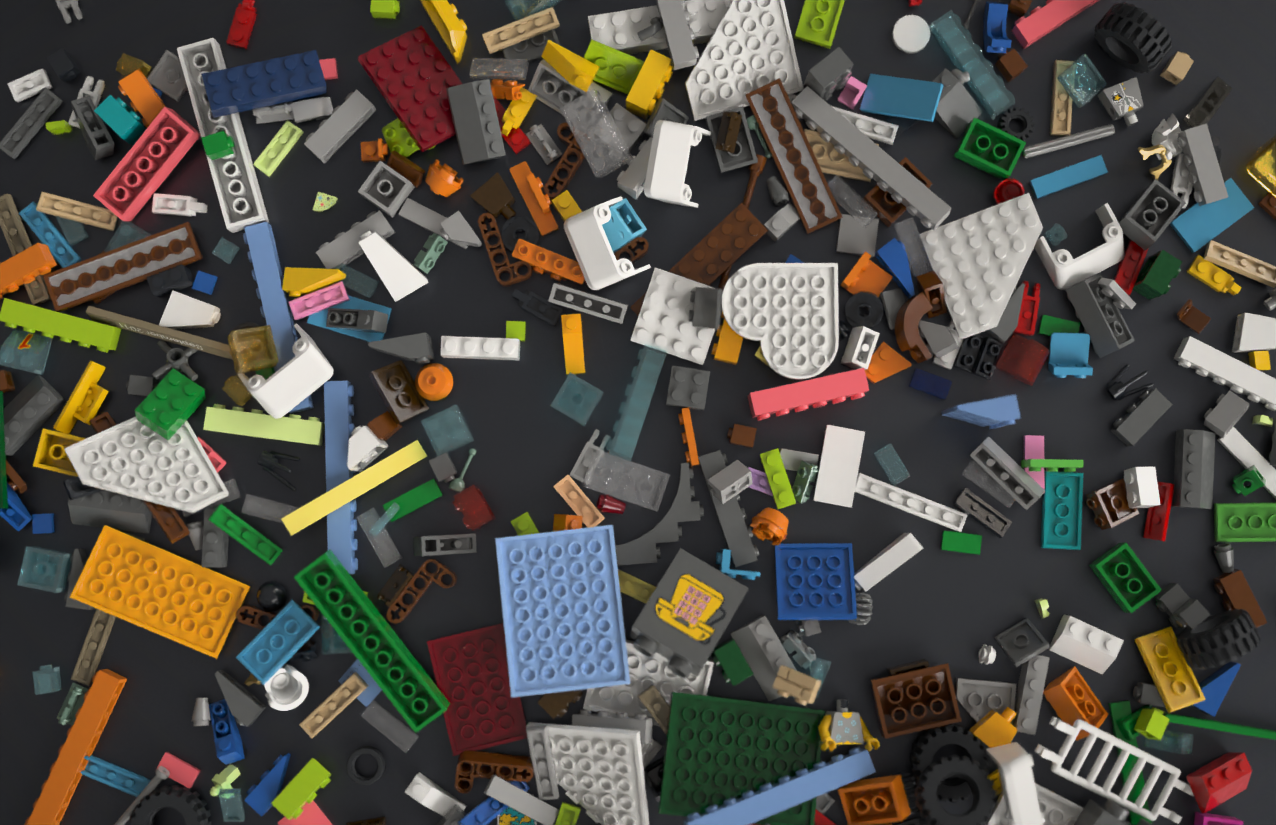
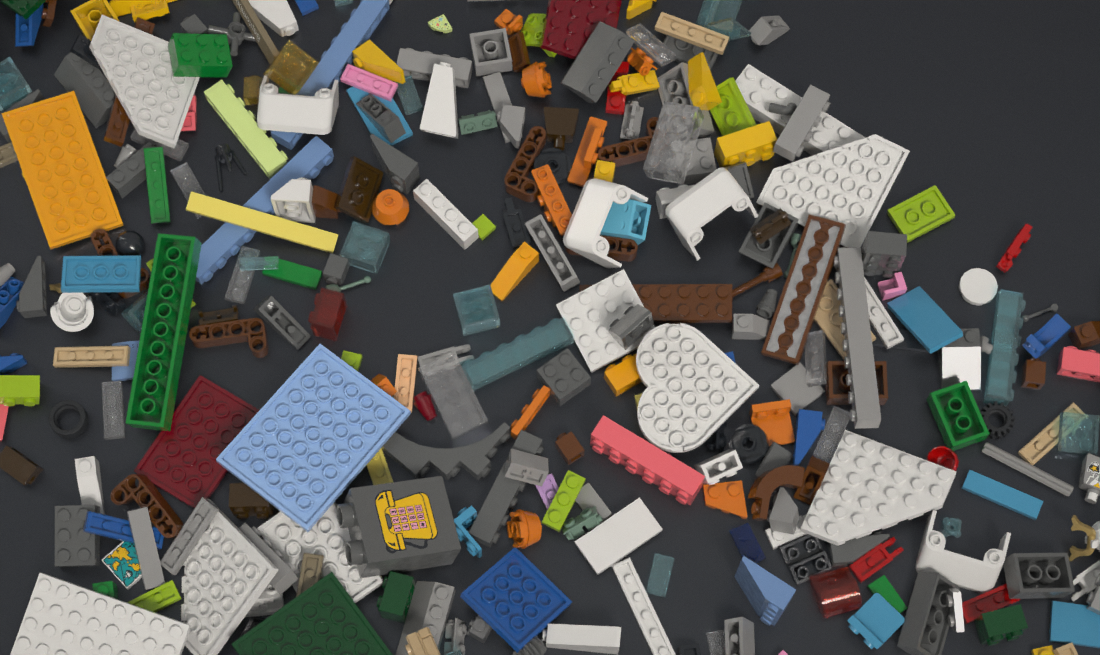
camera: 45 degrees right, 15 degrees down
(43, 523) = (36, 57): blue tile -> none

